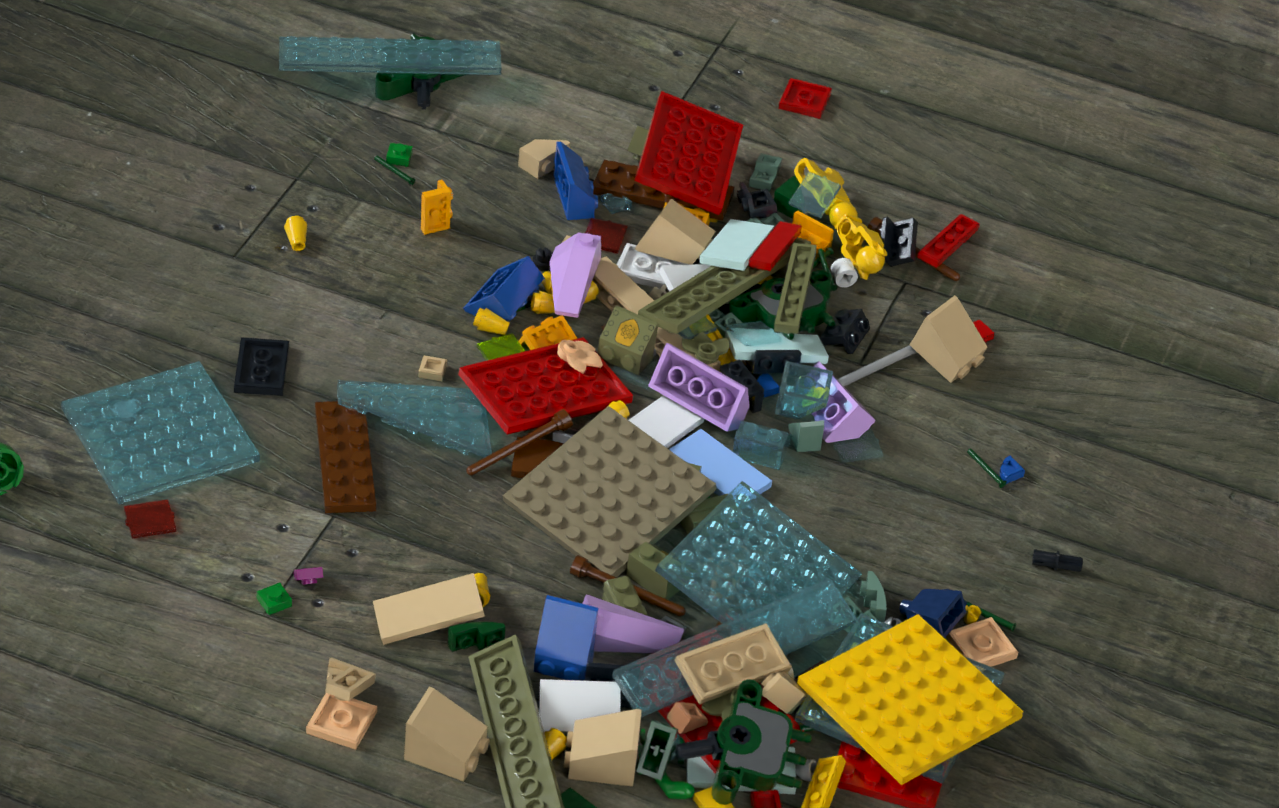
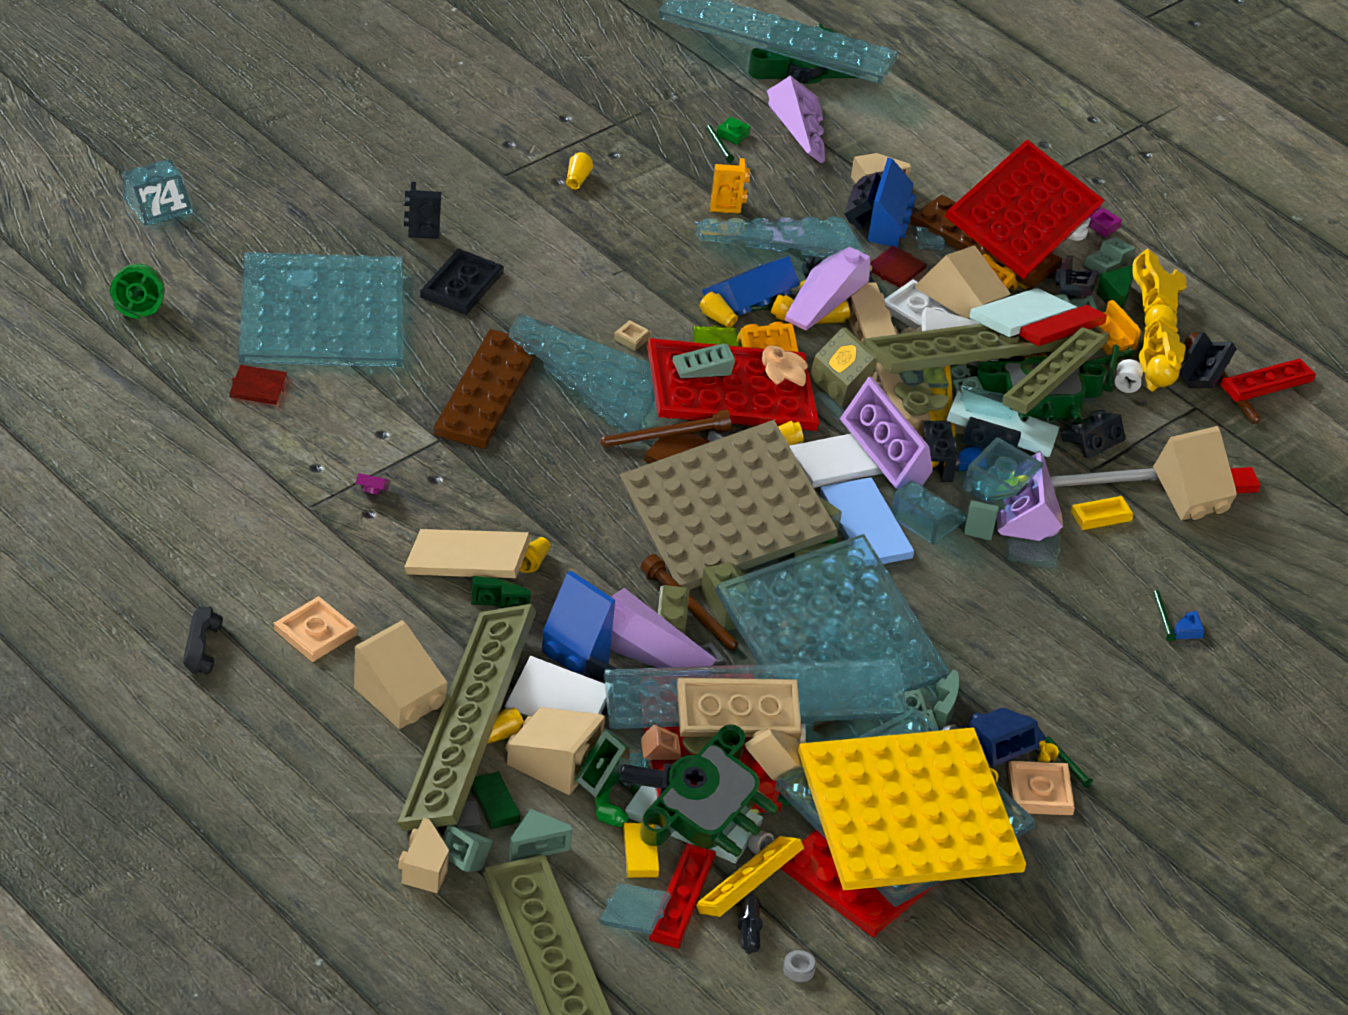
camera: 25 degrees right, 0 degrees up
(196, 314) = (423, 213): none -> black bracket
(249, 751) = (194, 655): none -> black piece
(274, 598) = (326, 495): green plate -> none
(346, 680) = (341, 592): tan wing -> none
(446, 121) = (800, 113): none -> lavender wedge
(530, 363) = (713, 362): none -> sand green slope
(533, 228) = (810, 235): none -> clear light blue wing
(548, 184) = (862, 200): none -> black bracket
(747, 144) = (1104, 222): none -> magenta plate
(805, 98) = (1202, 199): red tile -> none
(814, 194) = (1138, 288): clear light blue piece -> none
(890, 397) = (1102, 513): none -> yellow tile
(1057, 560) = (1180, 732): black axle -> none

